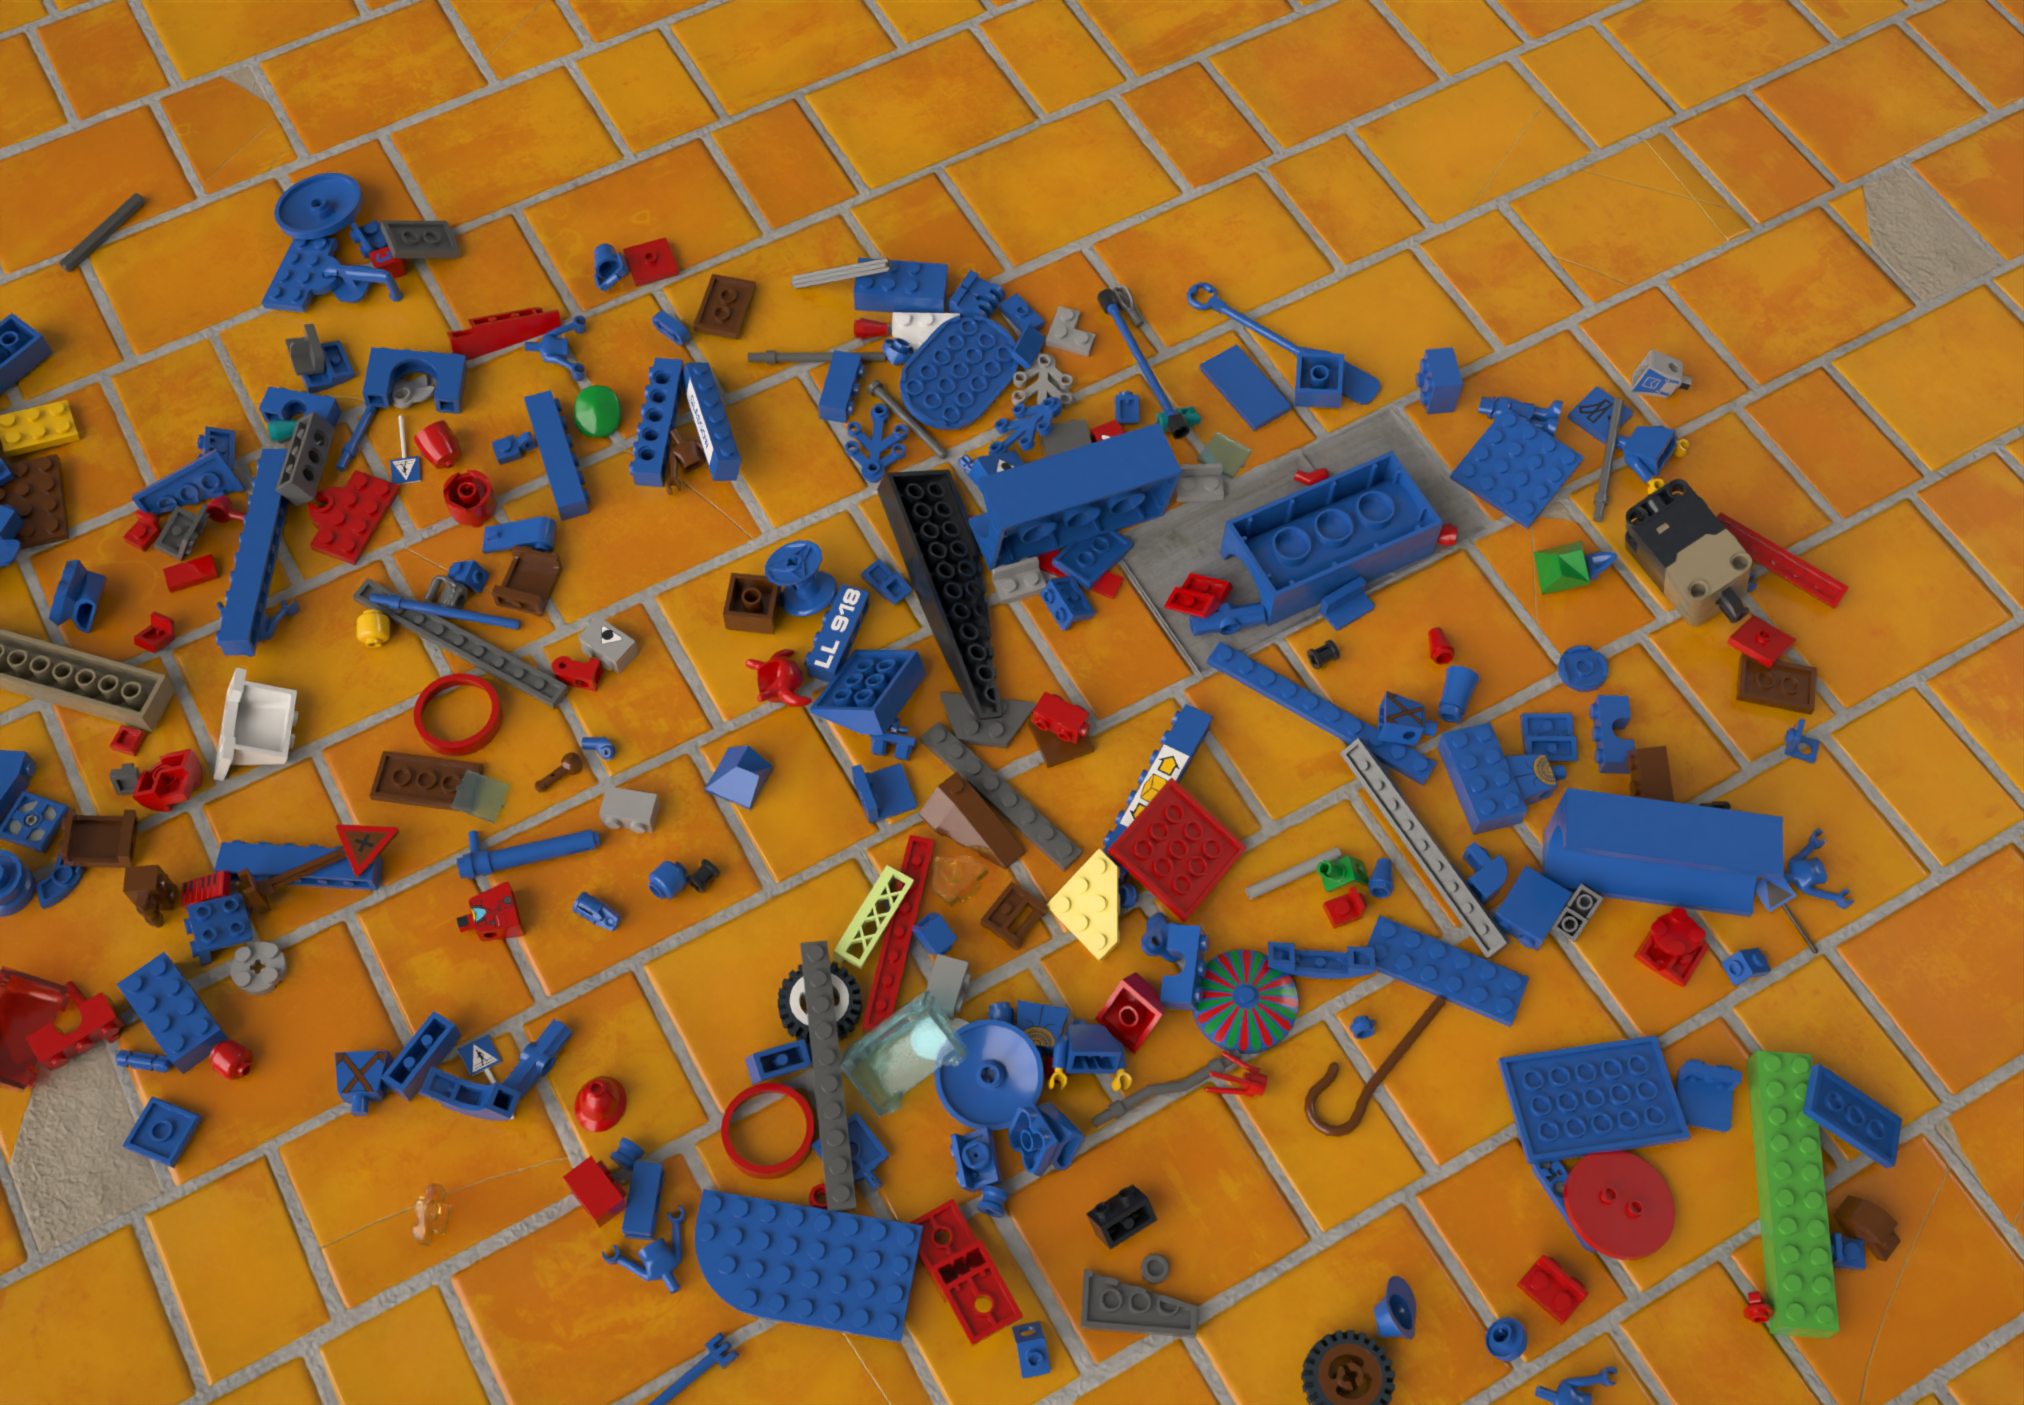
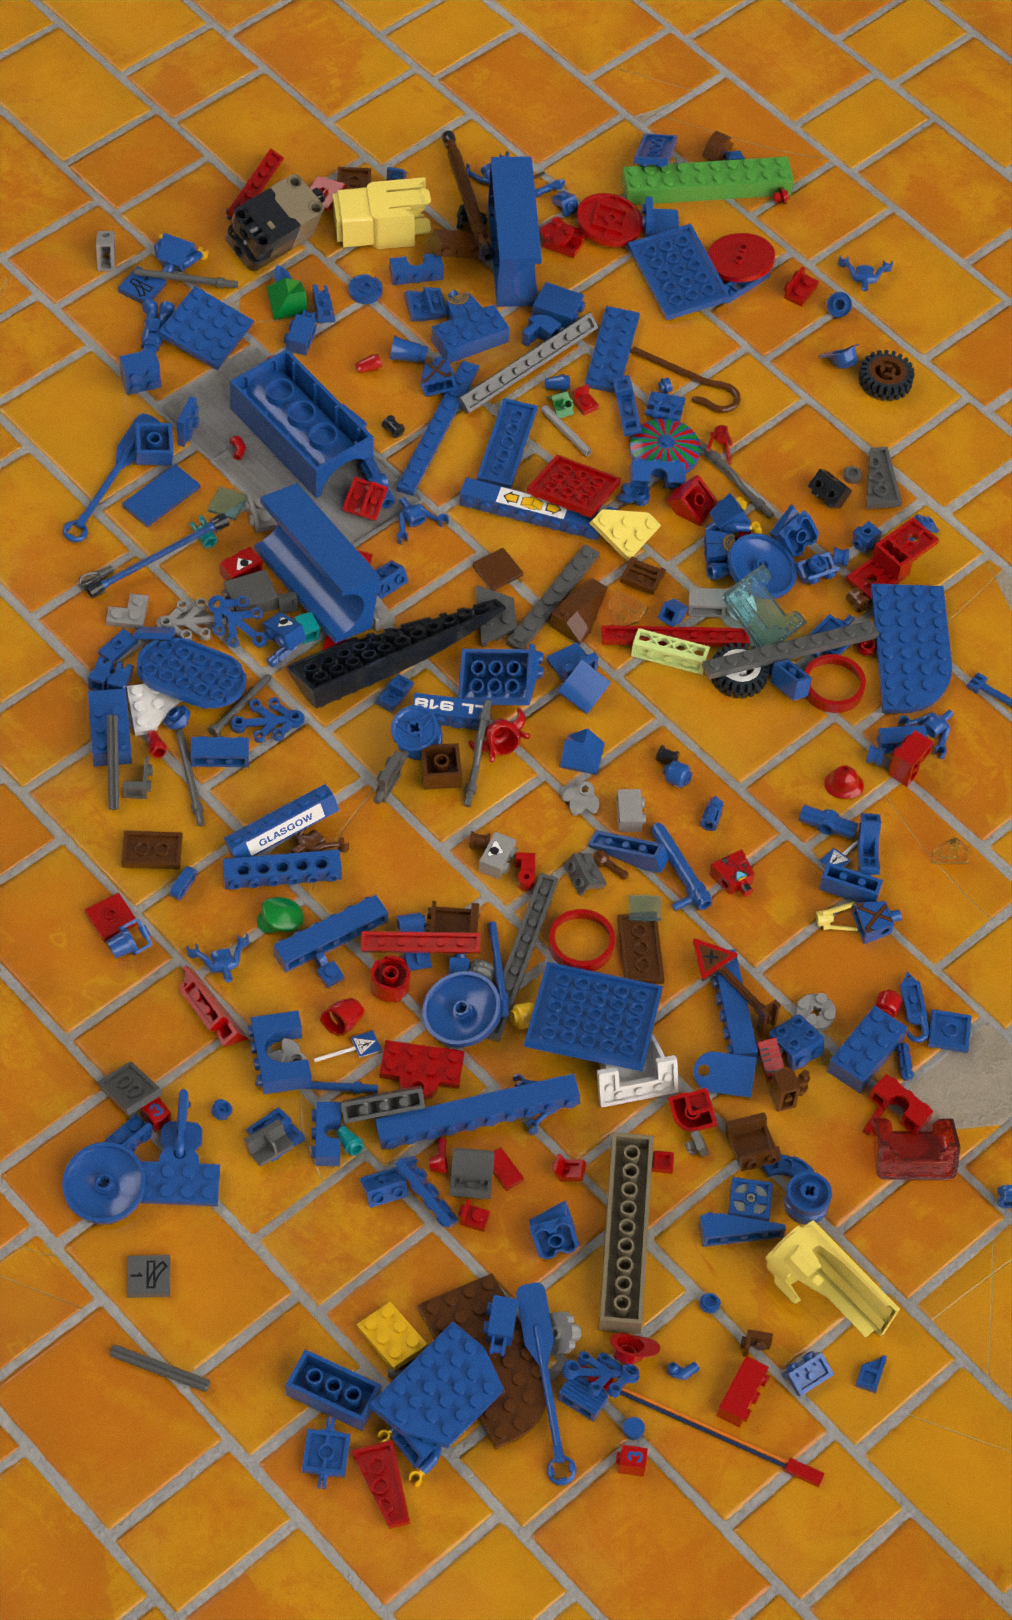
camera: 105 degrees left, 5 degrees down
(206, 830) = (727, 1074): none -> blue tile
(208, 237) = (148, 1276): none -> dark grey tile
(215, 1095) = (914, 1007): none -> blue plate
(330, 692) = (594, 1016): none -> blue plate
(371, 322) = (221, 1109): none -> blue tile
(389, 1016) = (825, 917): none -> light yellow plant
(401, 561) = (462, 1009): none -> blue dish
(502, 533) = (420, 942): none -> red plate
(554, 740) = (584, 872): none -> dark grey bracket
(563, 800) = (637, 852): none -> blue slope
(601, 745) = (582, 841): blue arm -> none
(638, 628) = (479, 840): none -> reddish brown bush
(668, 760) = (579, 800): none -> light grey plate
(746, 540) = (388, 778): none -> dark grey plate
(803, 656) = (484, 719): none -> dark grey bar
(814, 310) = (136, 789): none -> dark grey bracket
(832, 791) = (584, 686): none -> blue slope
(907, 1206) = (859, 601): none -> reddish brown wheel
(1020, 1256) = (866, 537): none -> blue brick
(1062, 718) = (490, 564): red brick -> none
(1126, 408) = (200, 563): blue bracket -> none
(1166, 651) = (415, 515): none -> blue piece
(1277, 789) = (507, 443): none -> blue plate
(1331, 1021) = (665, 406): none -> blue plate
(1350, 418) = (187, 421): none -> blue plate
(1503, 576) = (301, 333): none -> blue brick
(1552, 608) = (322, 304): none -> blue hinge
(1577, 912) = (544, 276): black slope -> none
(1708, 1018) = (609, 220): none -> red plate
(1712, 695) = (382, 213): none -> light yellow piece
(1786, 962) = (558, 184): none -> blue piece
(1791, 816) = (486, 252): none -> reddish brown hose

